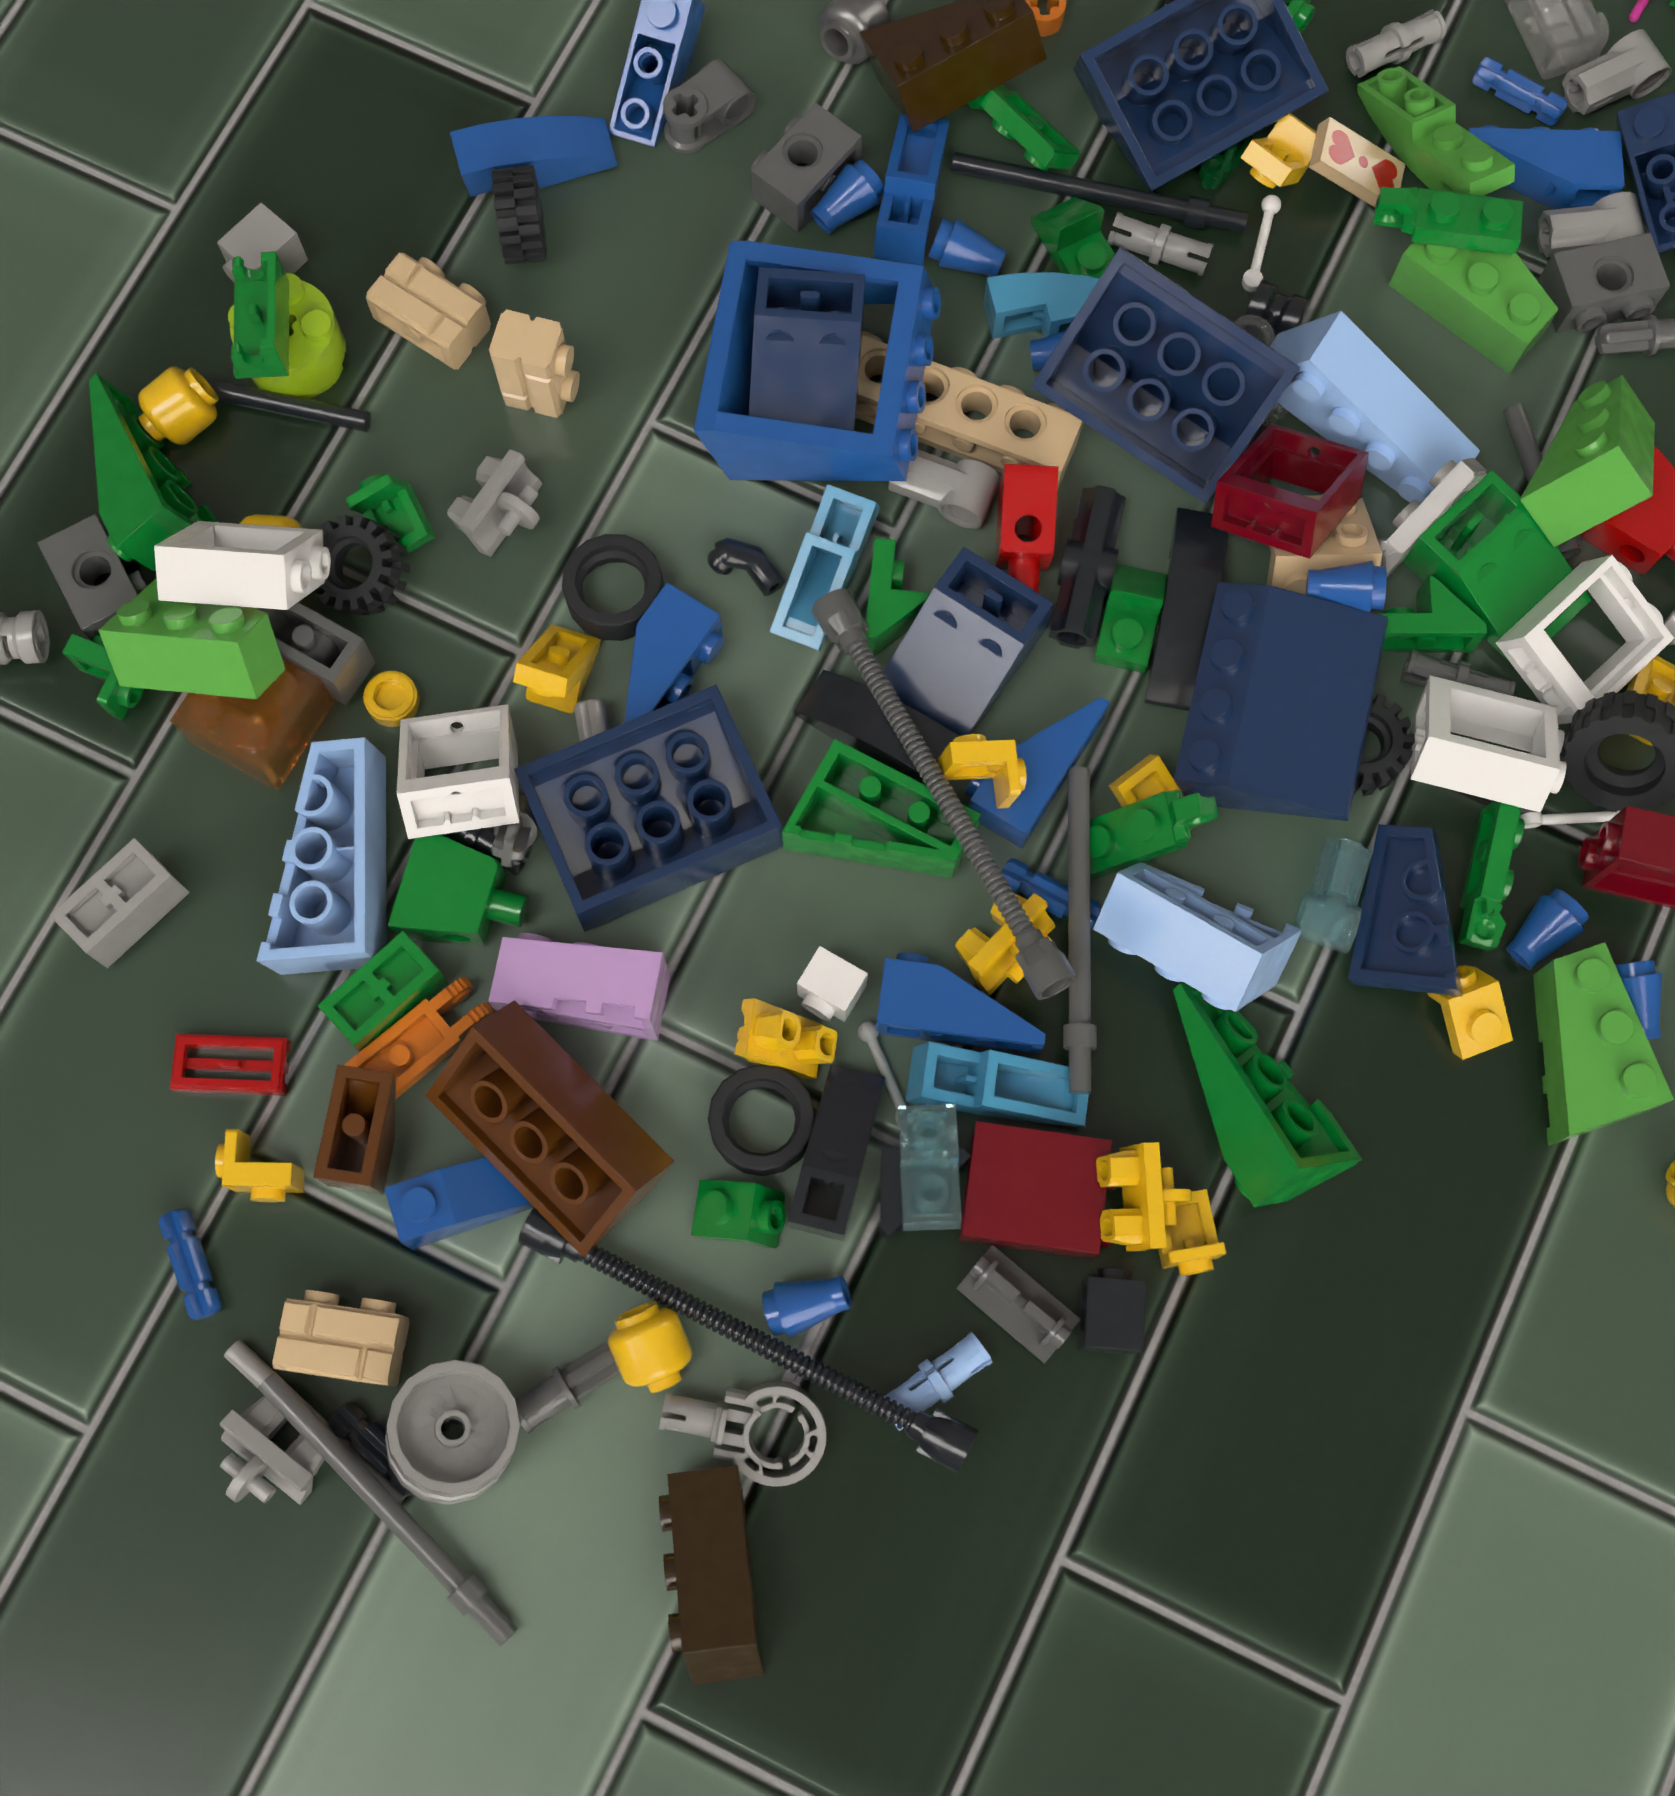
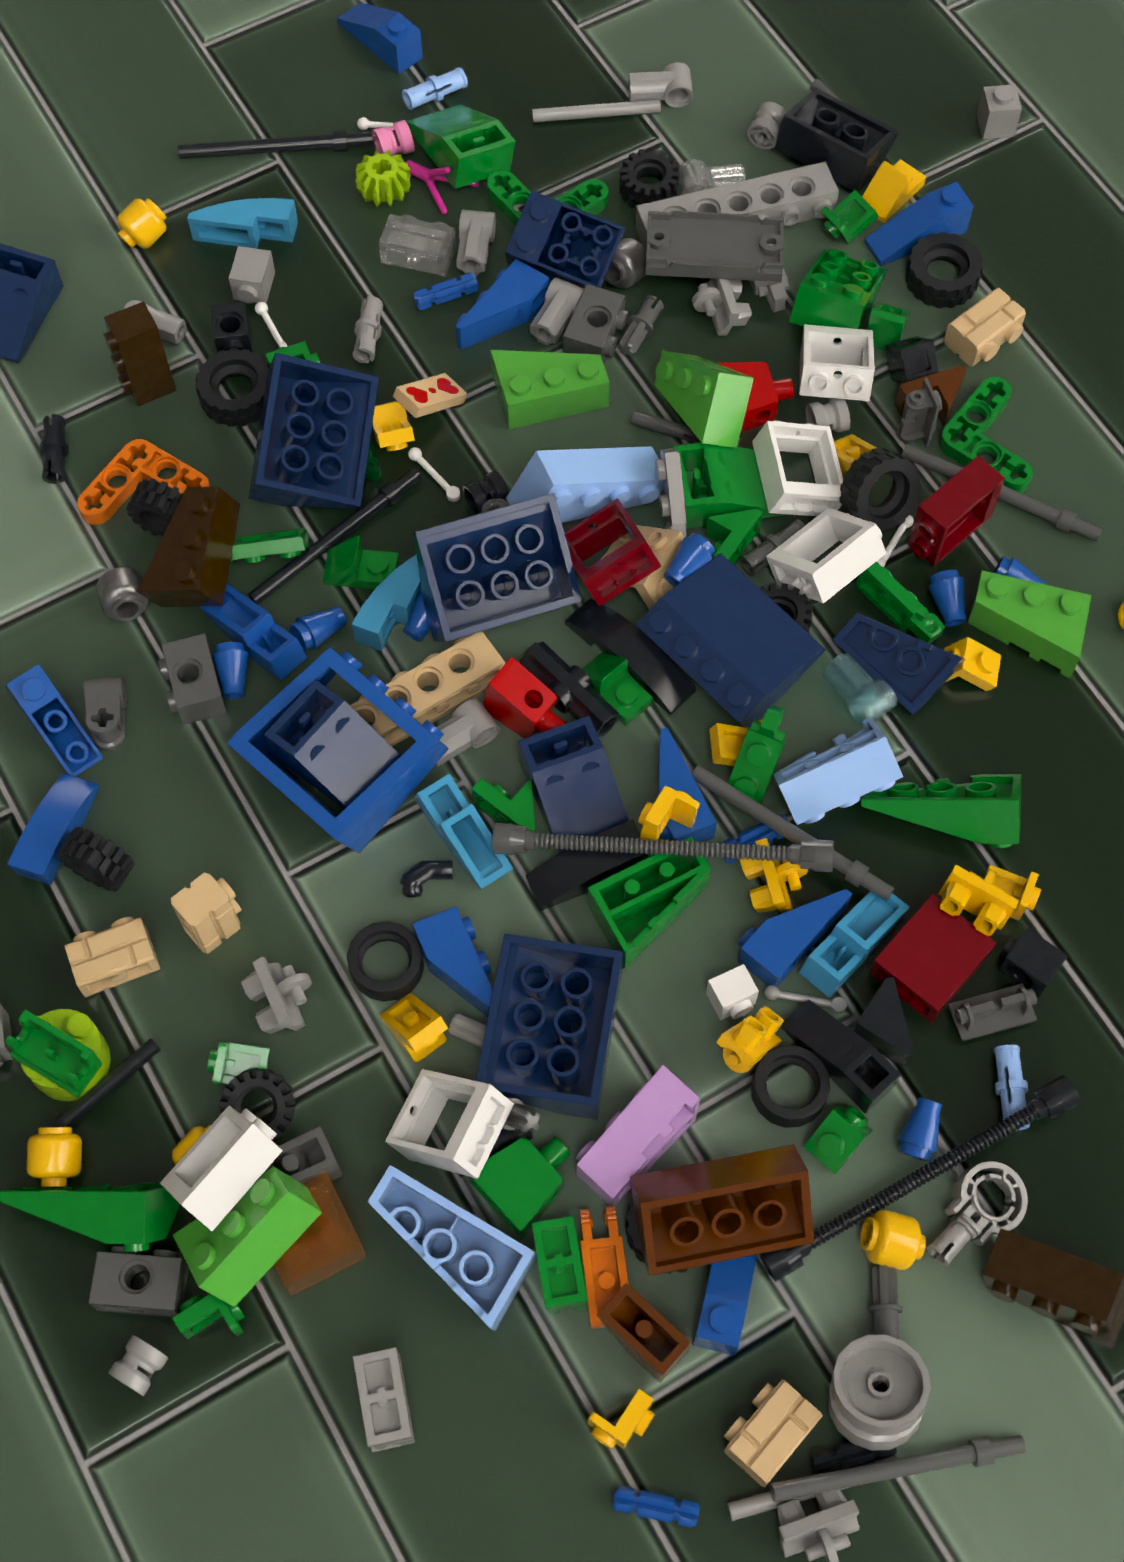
camera: 55 degrees left, 10 degrees down
(277, 1067) = (514, 1430): red tile -> none
(391, 698) = (358, 1144): yellow tile -> none
(929, 1167) = (886, 1002): clear light blue slope -> none
(1160, 244) = (395, 524): light grey pin -> none
(1427, 138) = (441, 351): bright green slope -> none
(1452, 218) = (510, 367): green hinge -> none

